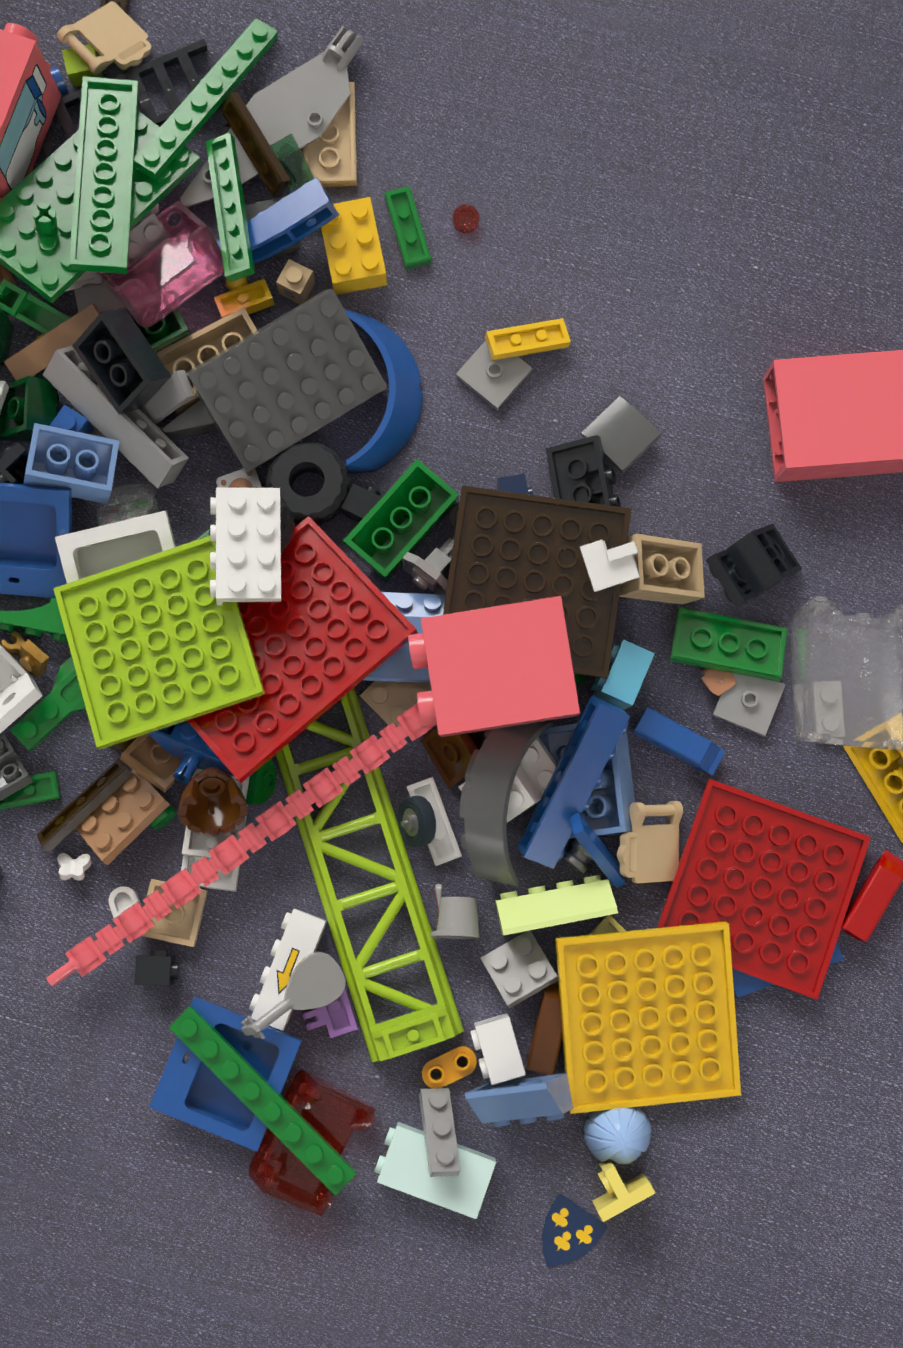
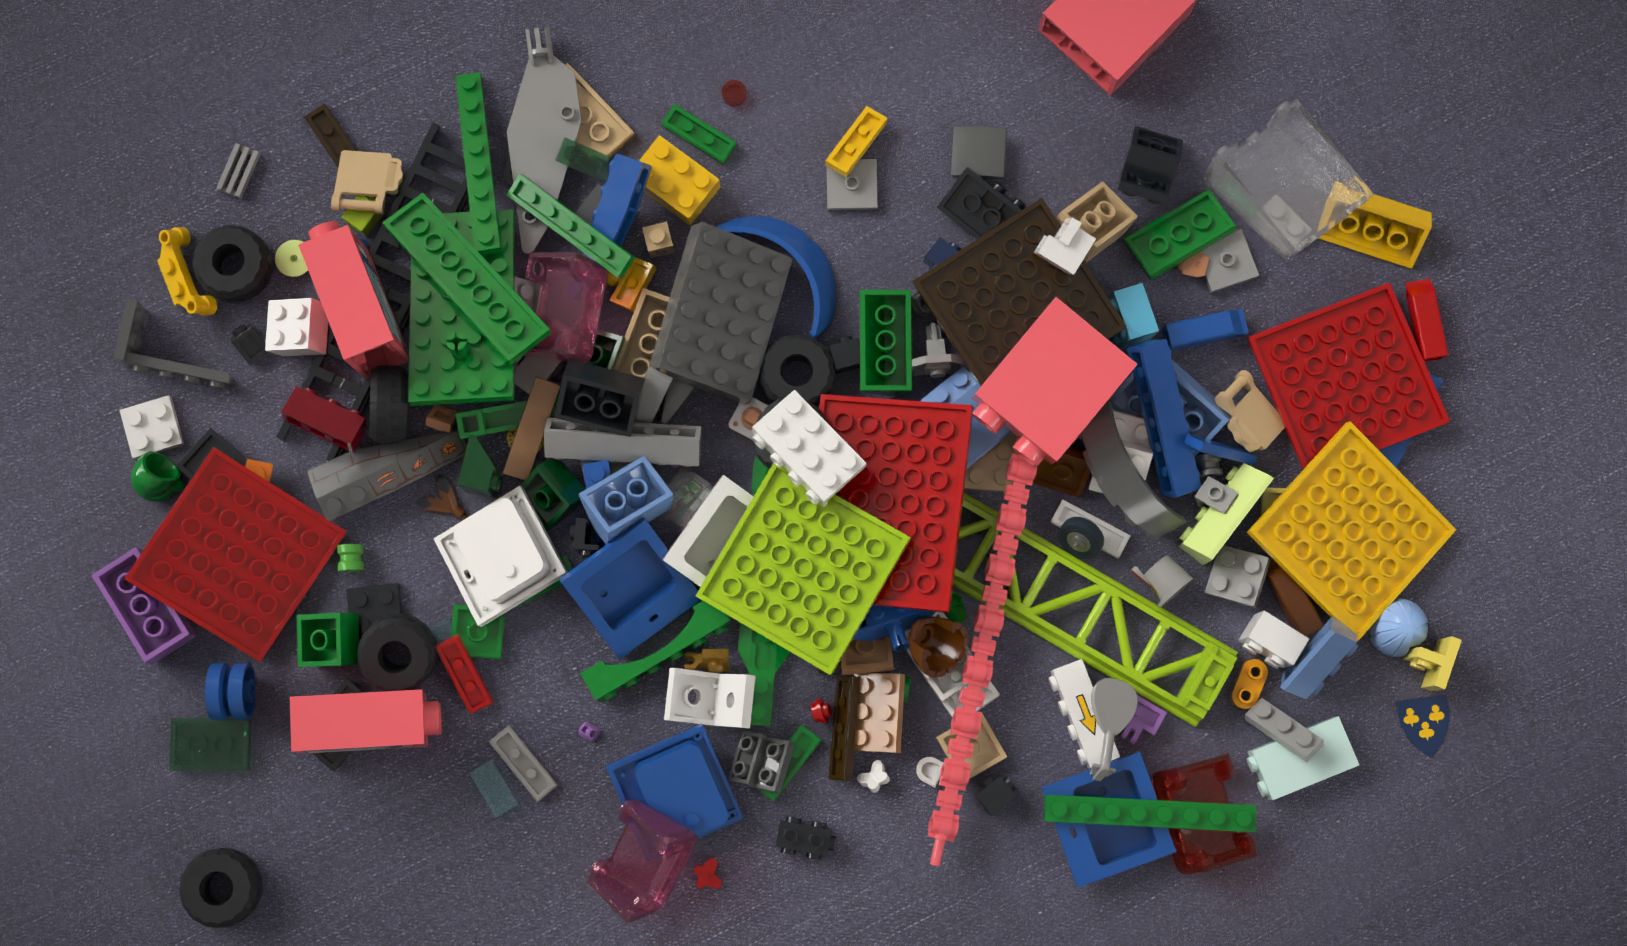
camera: 40 degrees left, 0 degrees up
(79, 774) = (821, 711): none -> red plate
(255, 145) = (544, 167): dark brown tile -> none
(558, 884) = (1215, 495): none -> light grey bracket

